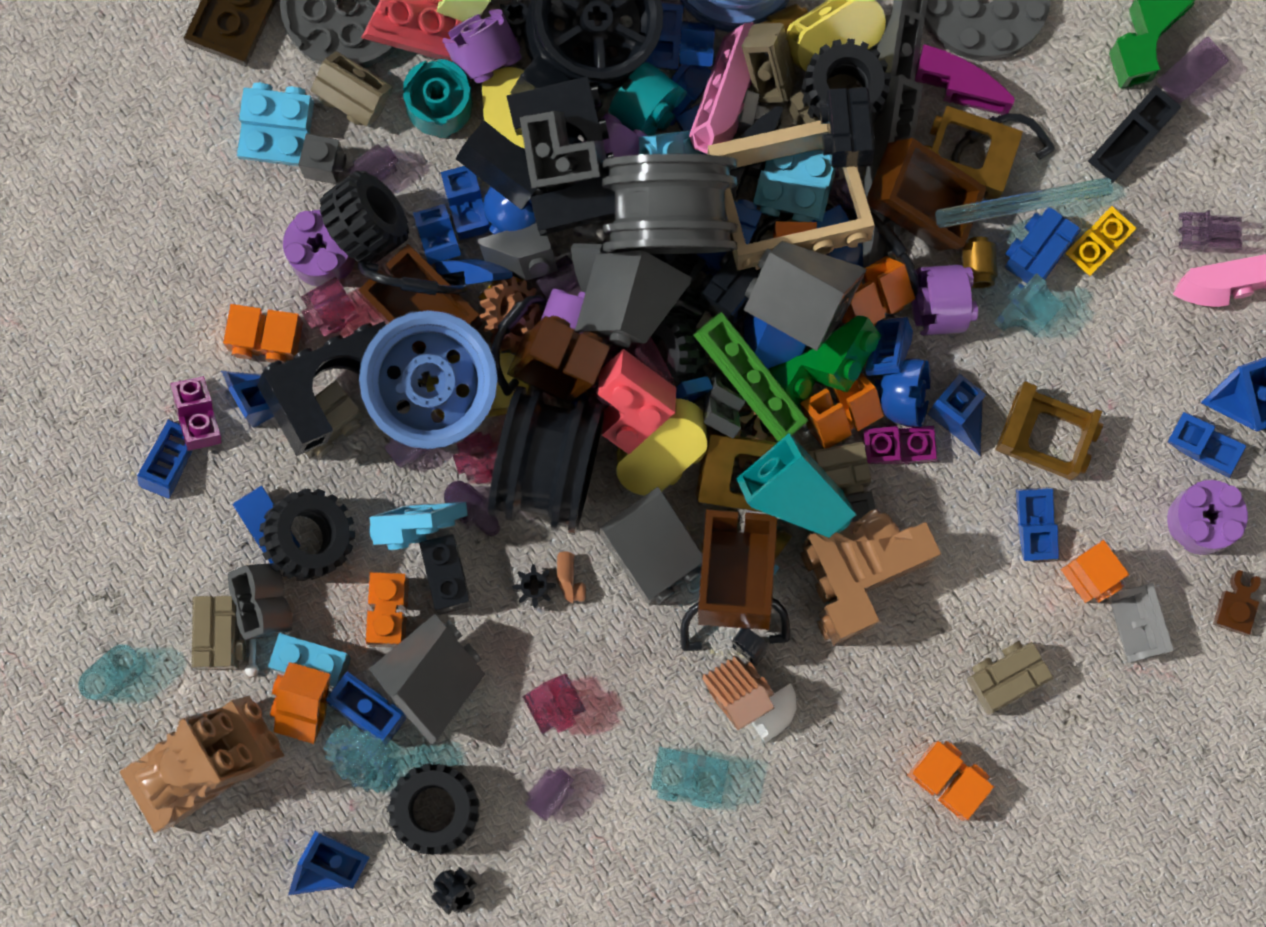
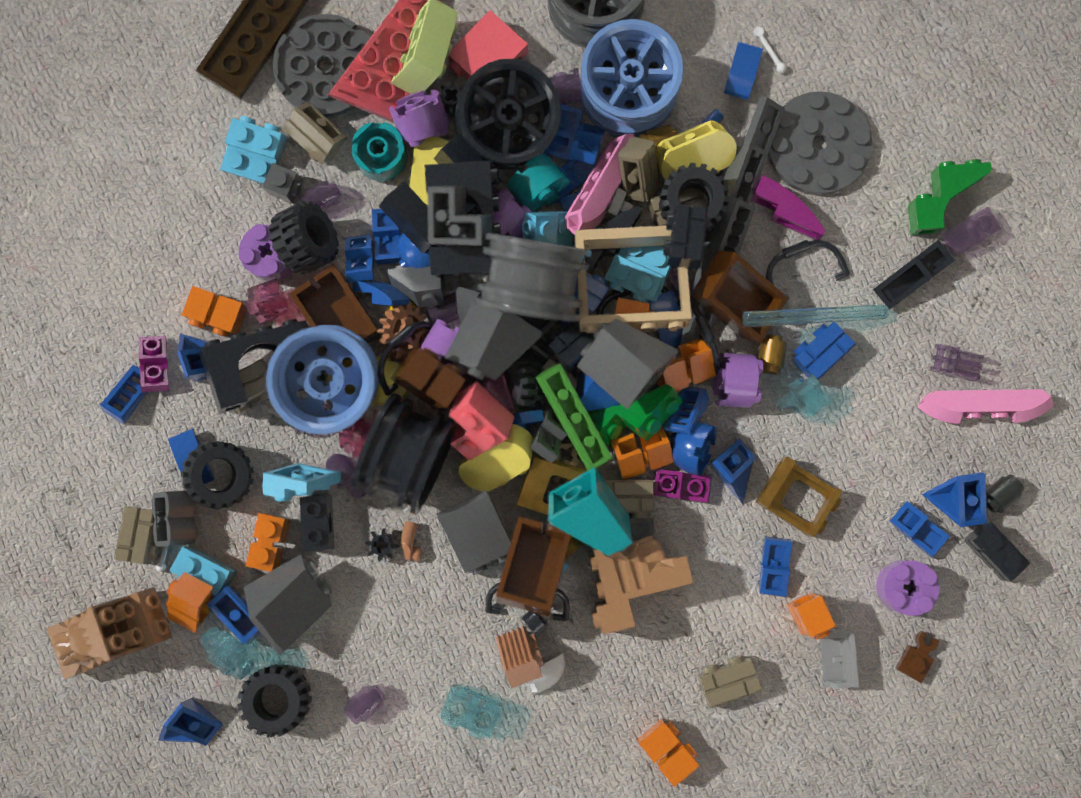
camera: 20 degrees right, 5 degrees up
(109, 668) = (56, 551): clear light blue beam -> none
(370, 271) = (330, 300): black piece -> none
(454, 890) = (278, 764): black gear -> none
(554, 704) = (380, 638): clear pink brick -> none
(1000, 152) = (804, 274): pearl gold window -> none
(1100, 241) = (870, 354): yellow slope -> none

